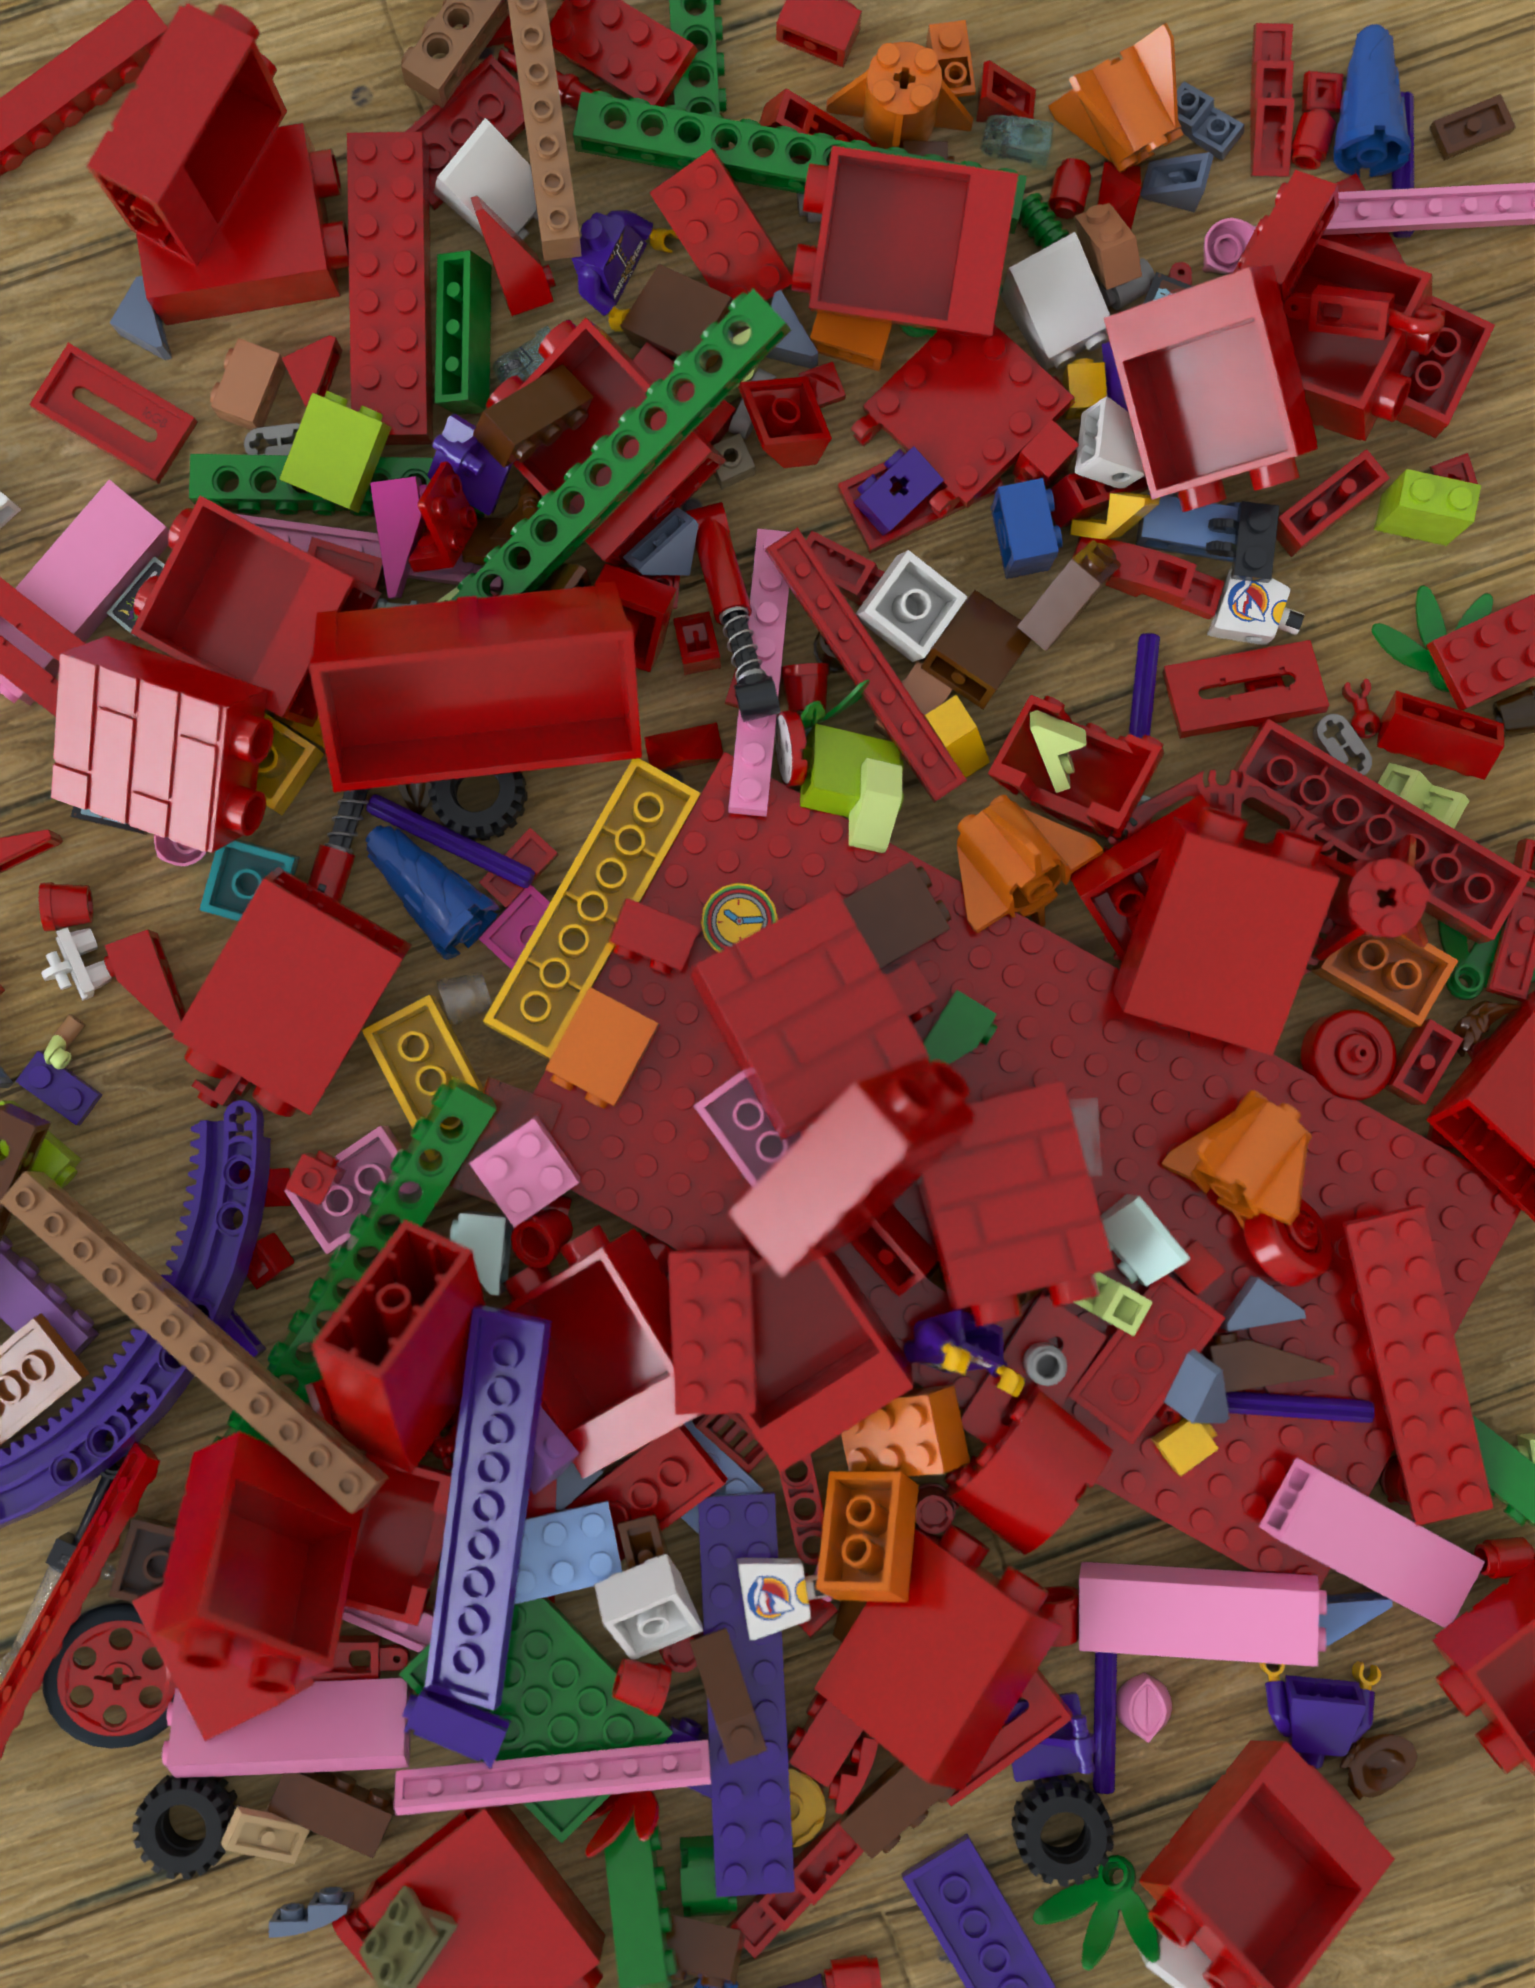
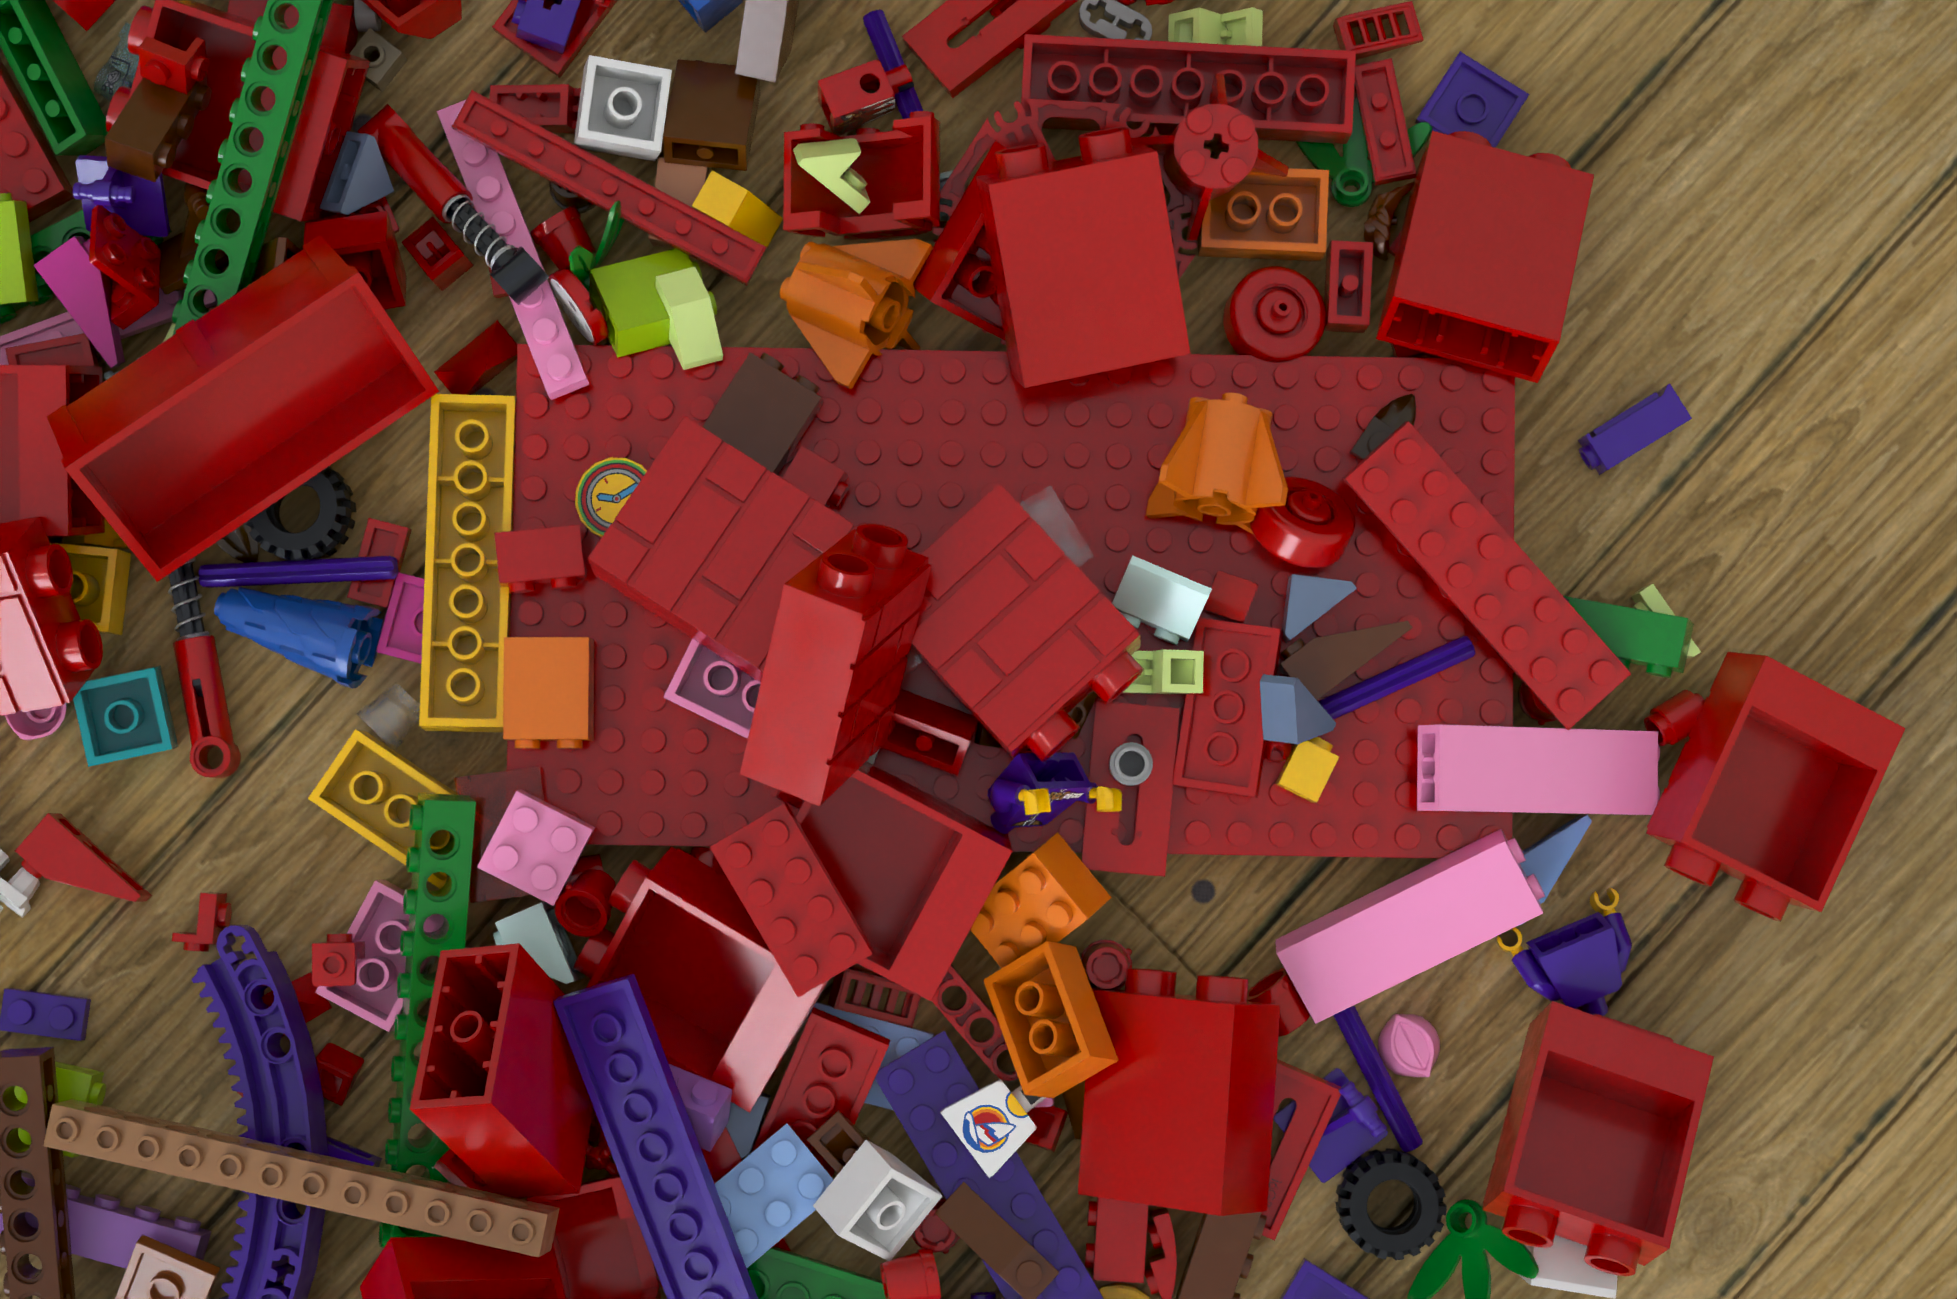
camera: 20 degrees left, 0 degrees up
(61, 1040) = (23, 959): arm -> none
(289, 994) = (219, 800): red brick -> none
(568, 381) = (173, 66): none -> red bracket
(959, 1029) = (883, 488): green slope -> none
(1031, 1476) = (1173, 877): red cylinder -> none
(1093, 699) = (847, 103): none -> red torso
(1378, 1764) = (1661, 980): reddish brown hat -> none
(1394, 1195) = (1384, 424): none -> dark brown plate

